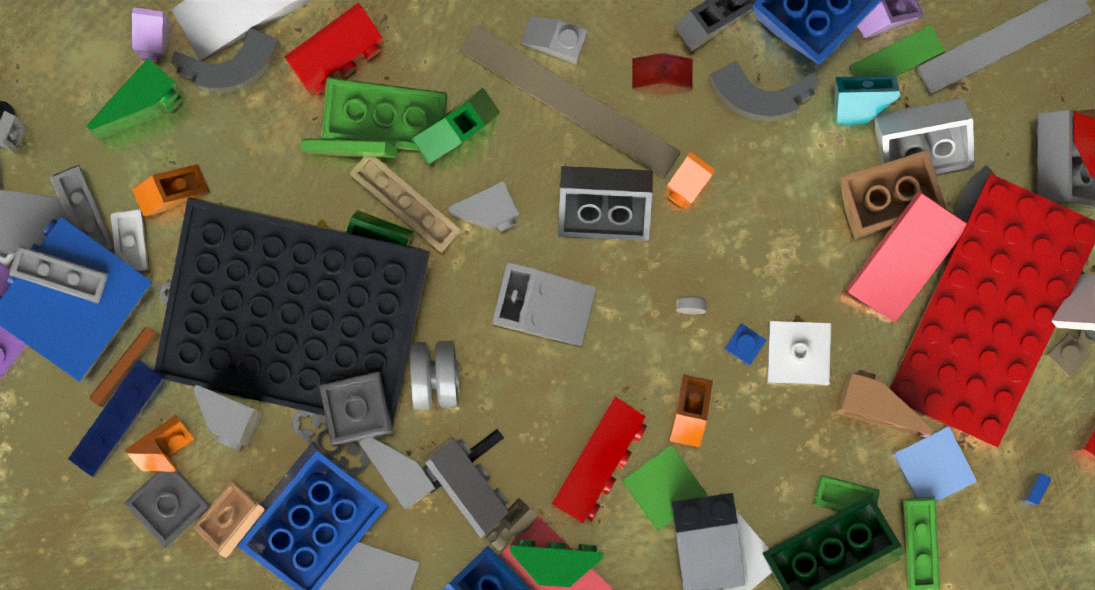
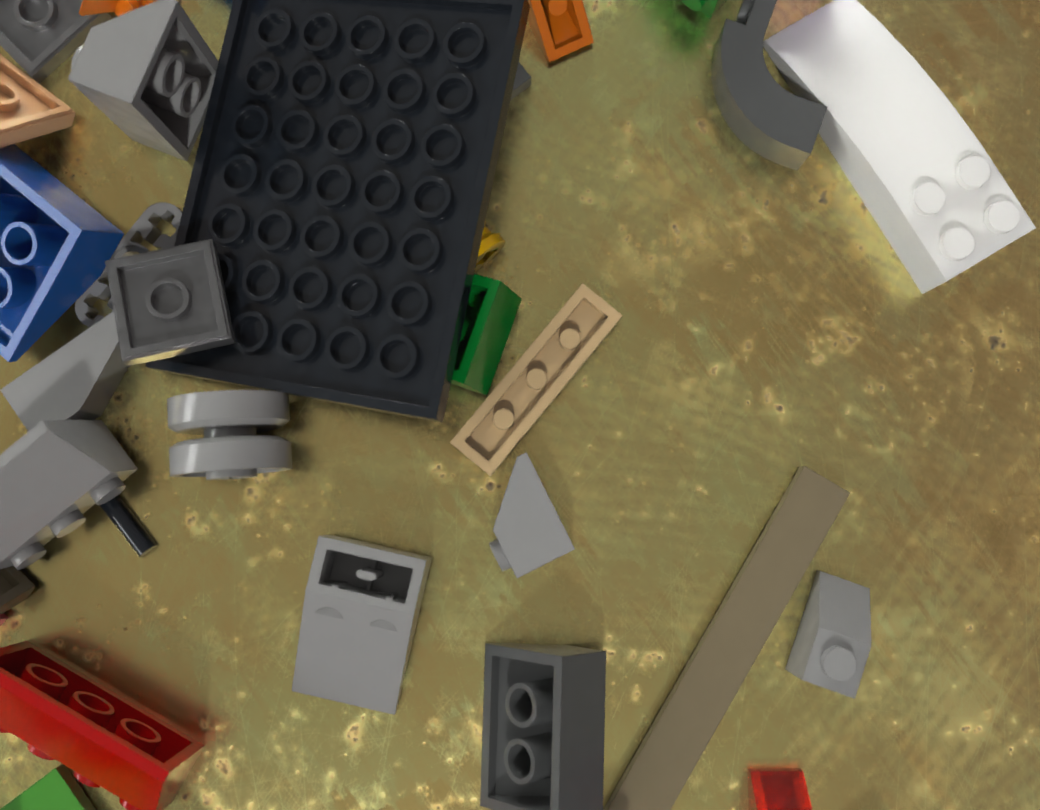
camera: 90 degrees right, 0 degrees up
(335, 49) = (797, 248): red slope -> none
(353, 148) = (626, 280): bright green tile -> none
(378, 111) = (685, 337): bright green tile -> none
(456, 126) = (670, 463): green slope -> none

